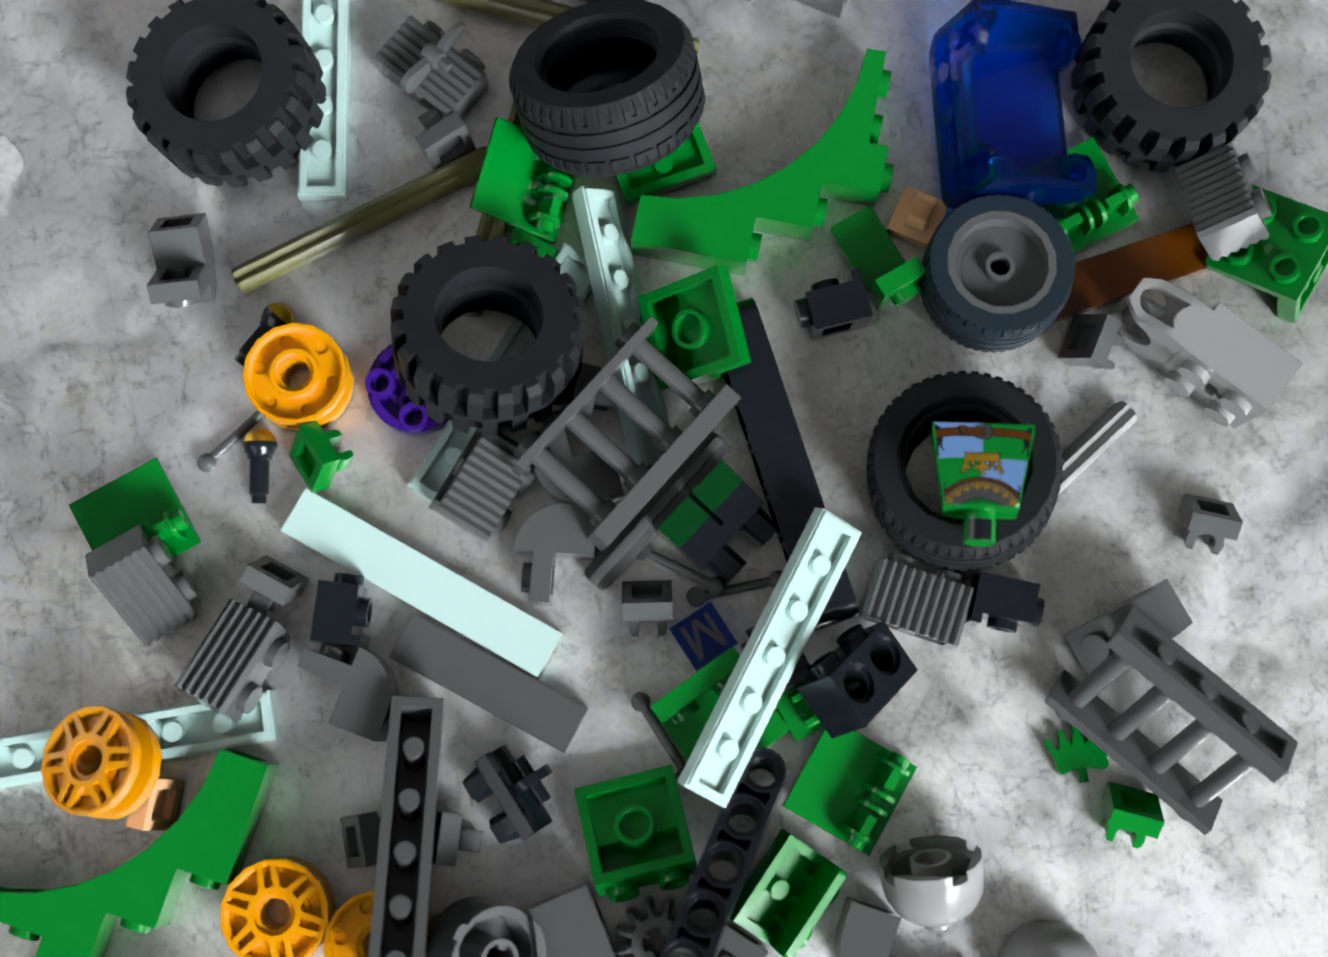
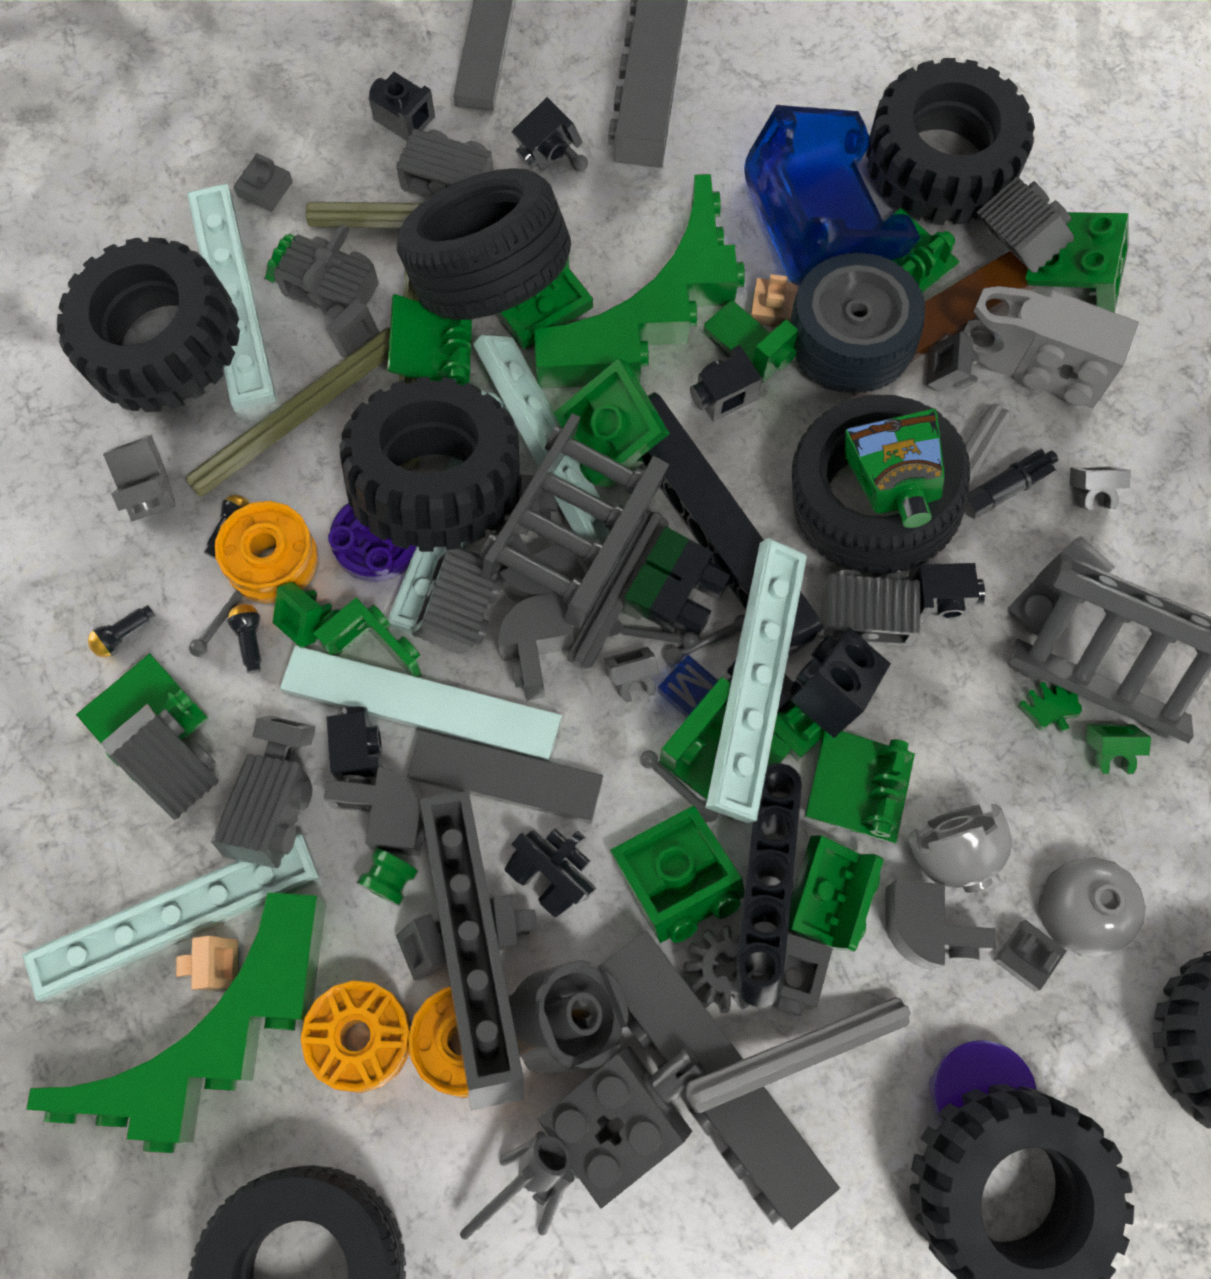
camera: 15 degrees left, 10 degrees down
(101, 763) = (155, 932): light orange wheel -> none
(115, 431) = (107, 639): none -> black piece
(344, 759) = (387, 877): none -> green wheel
(358, 482) = (345, 626): none -> green bracket
(385, 33) = (277, 256): none -> green piece
(1112, 495) = (1017, 478): none -> black piece

